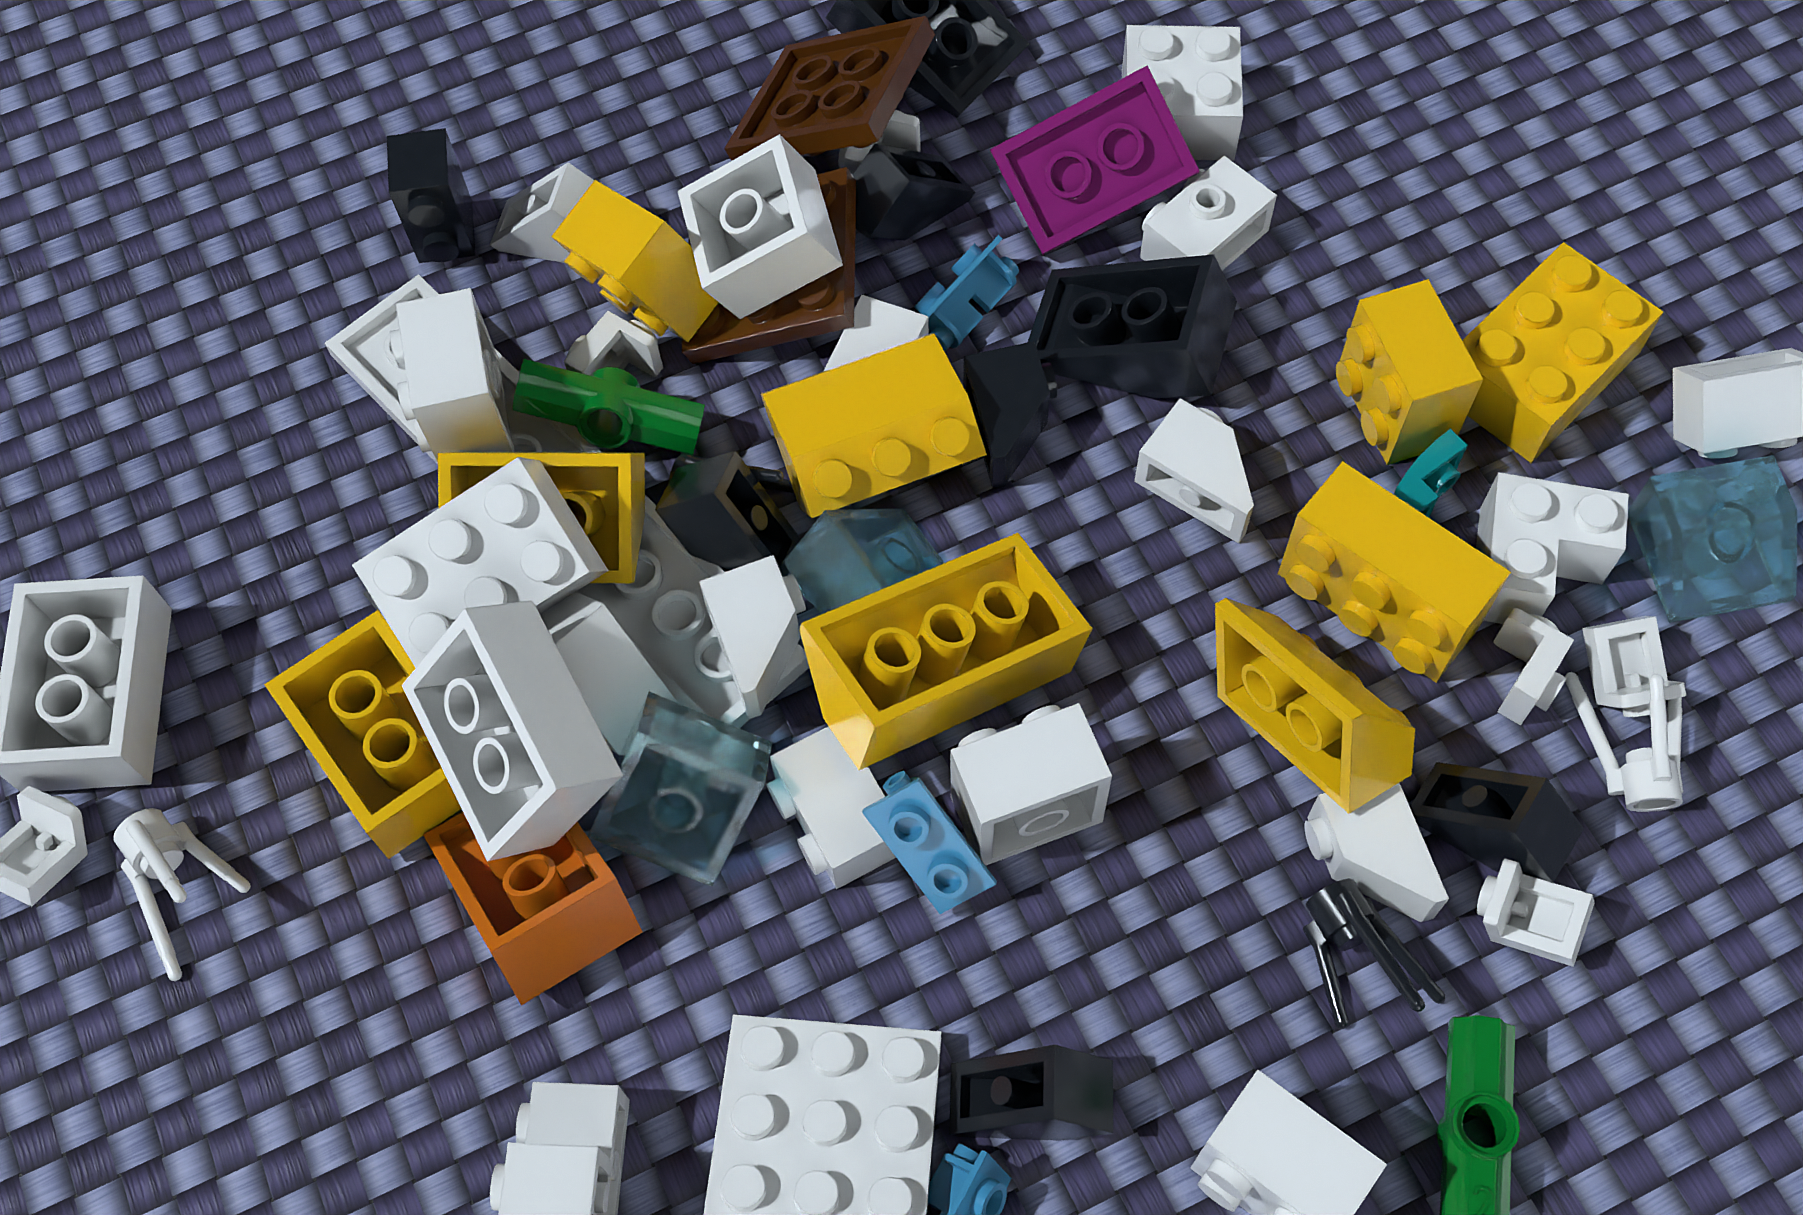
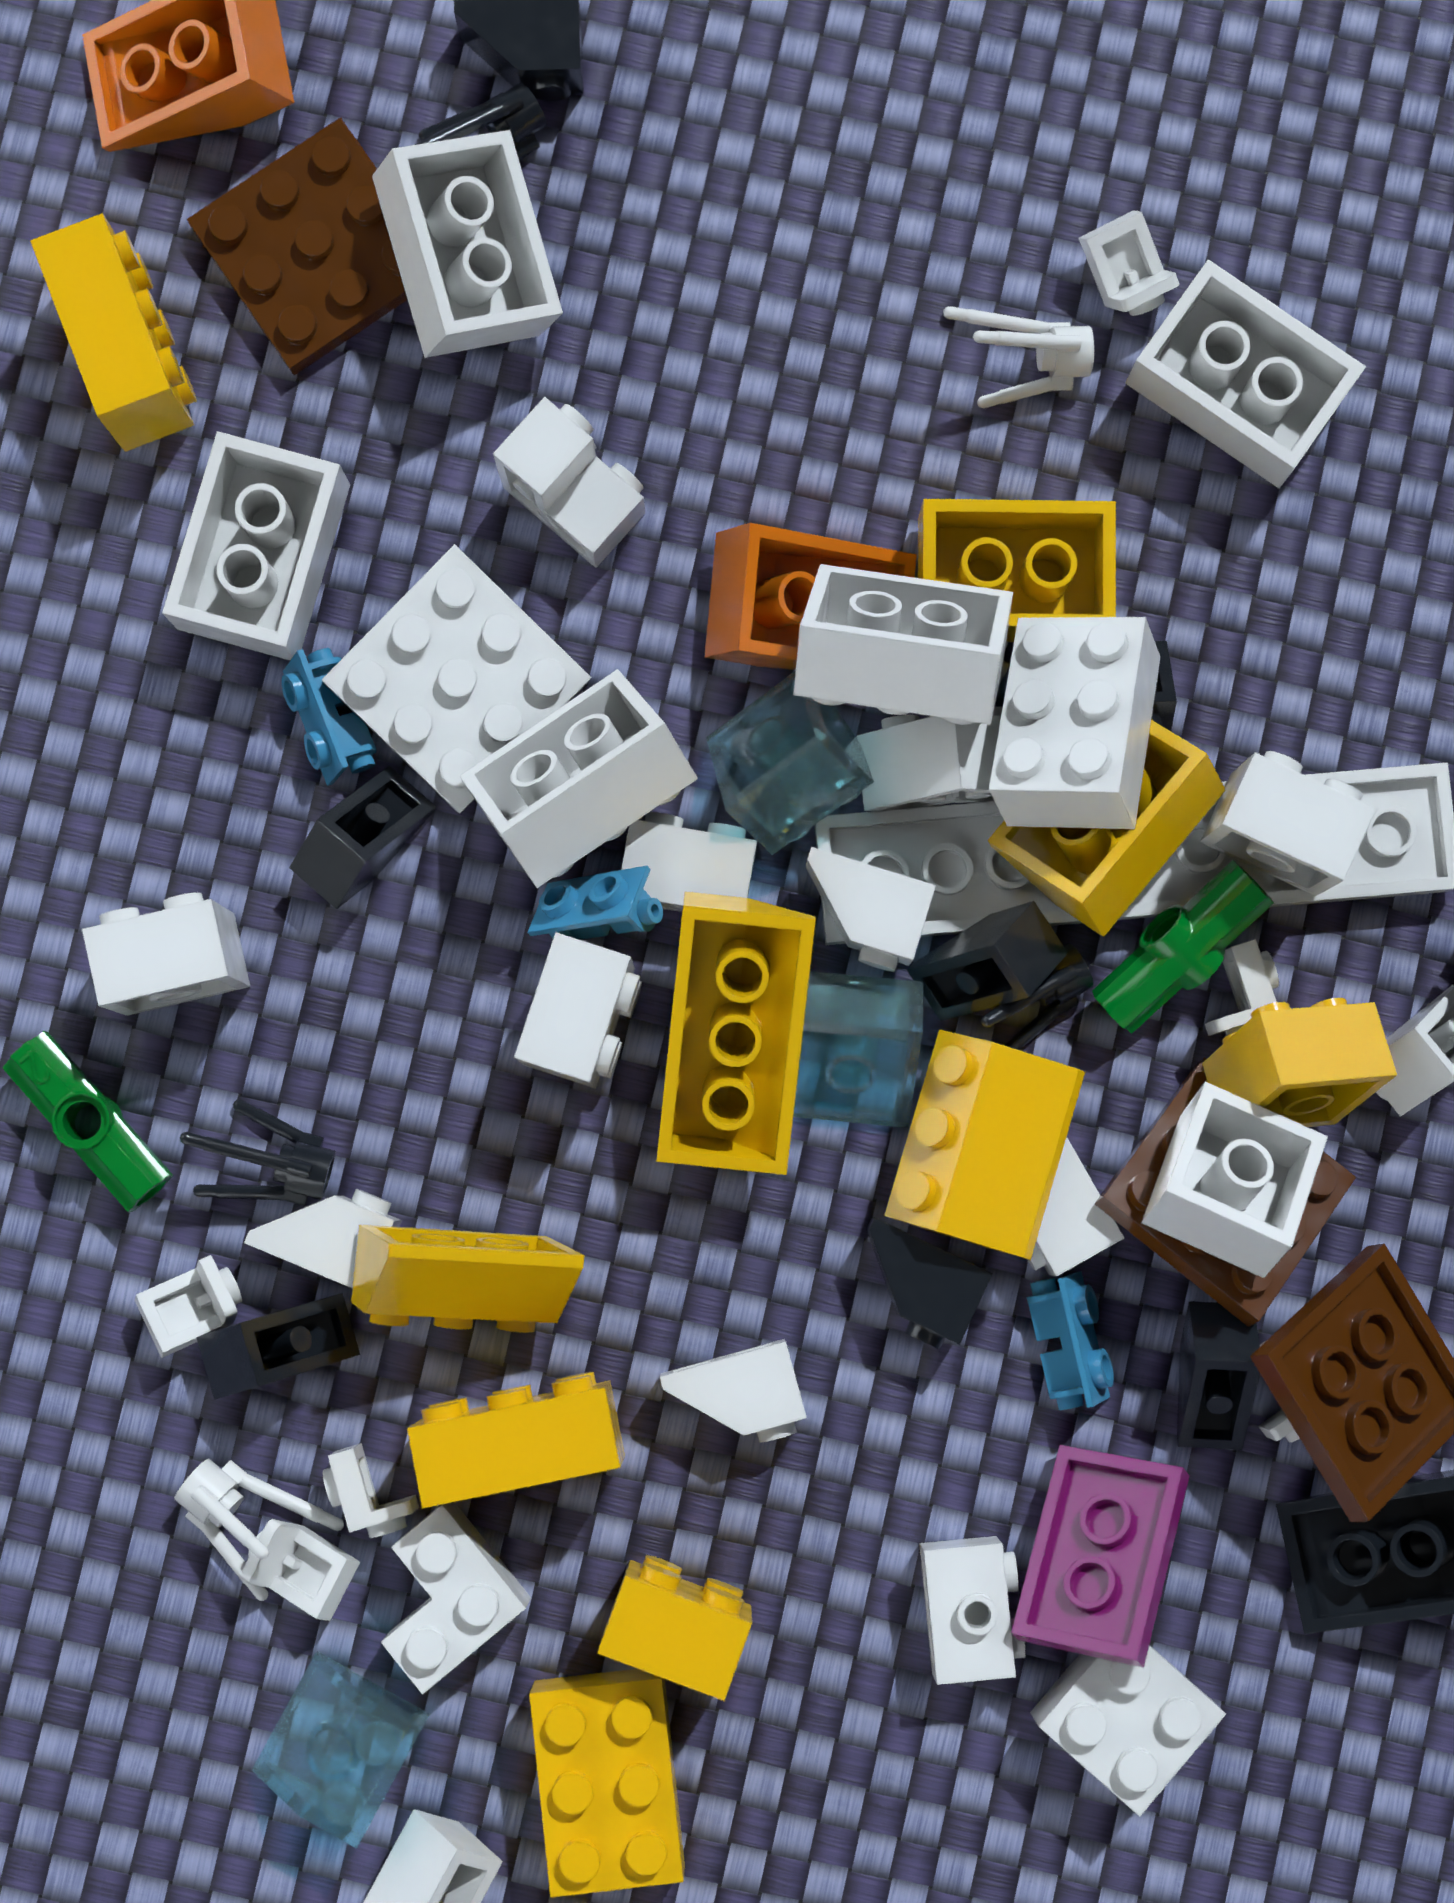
camera: 125 degrees right, 20 degrees up
(830, 935) = (579, 777): none -> white brick
(1137, 325) = (920, 1454): black slope -> none
(1432, 473) = (569, 1525): teal slope -> none

